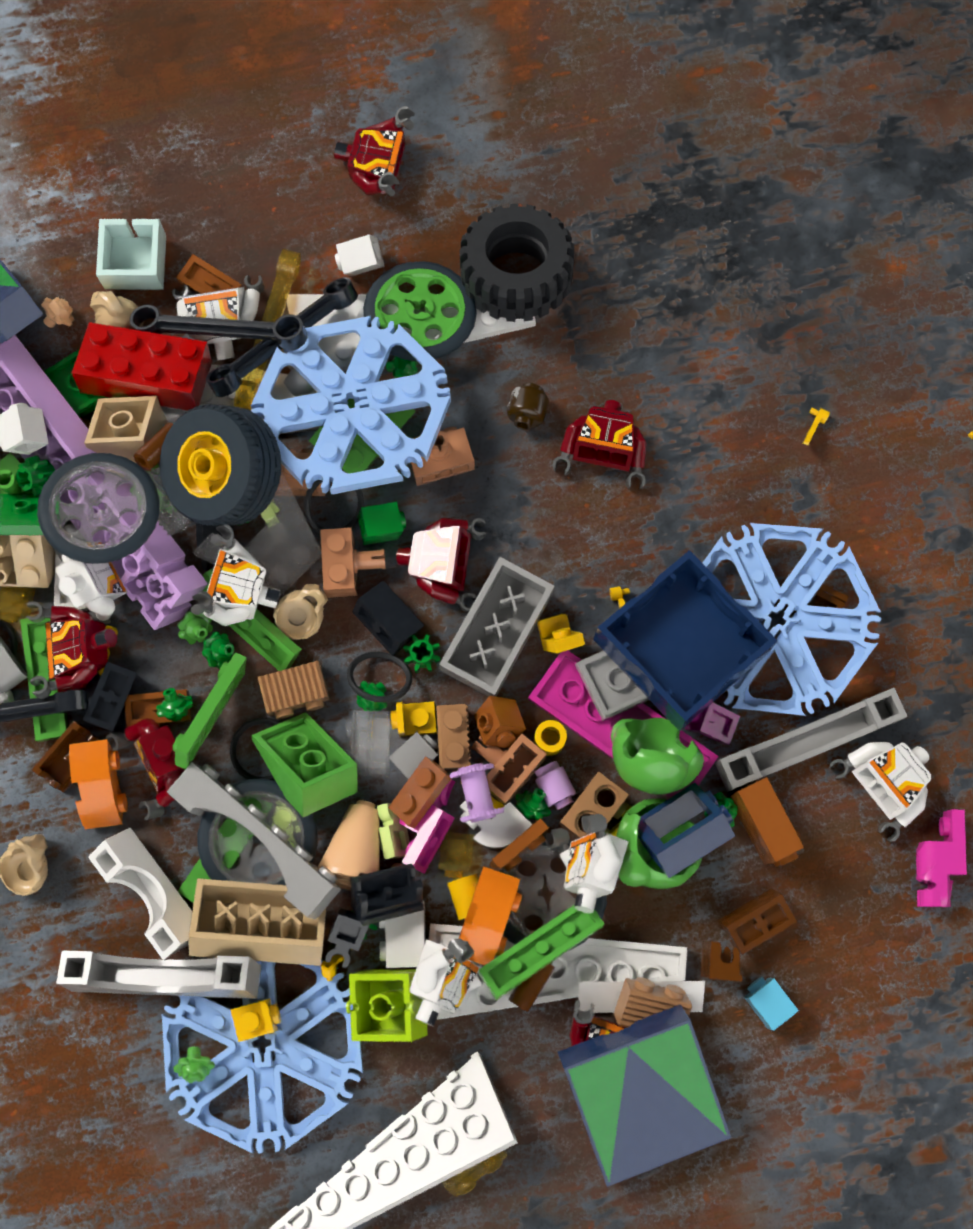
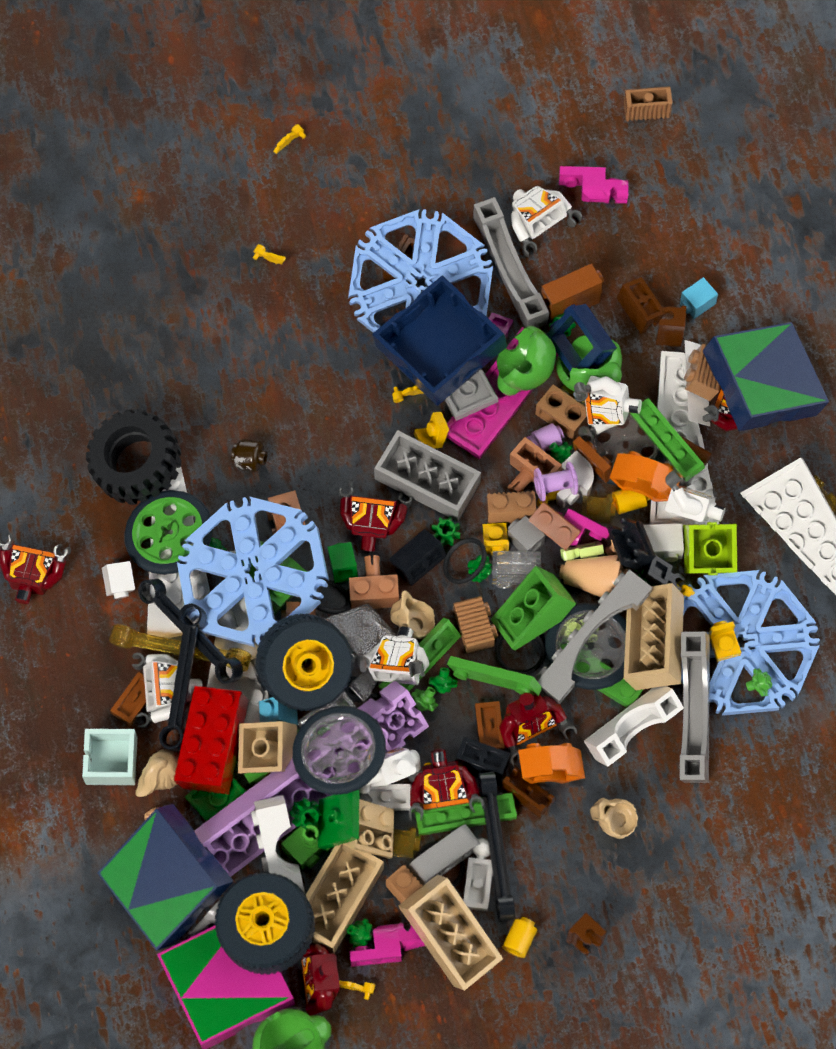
camera: 90 degrees left, 10 degrees down
(149, 454) = (288, 713): reddish brown cylinder -> none
(174, 705) = (490, 706): green plant -> none
(499, 722) = (500, 472): dark orange brick -> none
(550, 737) = (510, 436): yellow brick -> none
(605, 439) = (278, 399): dark red torso -> none

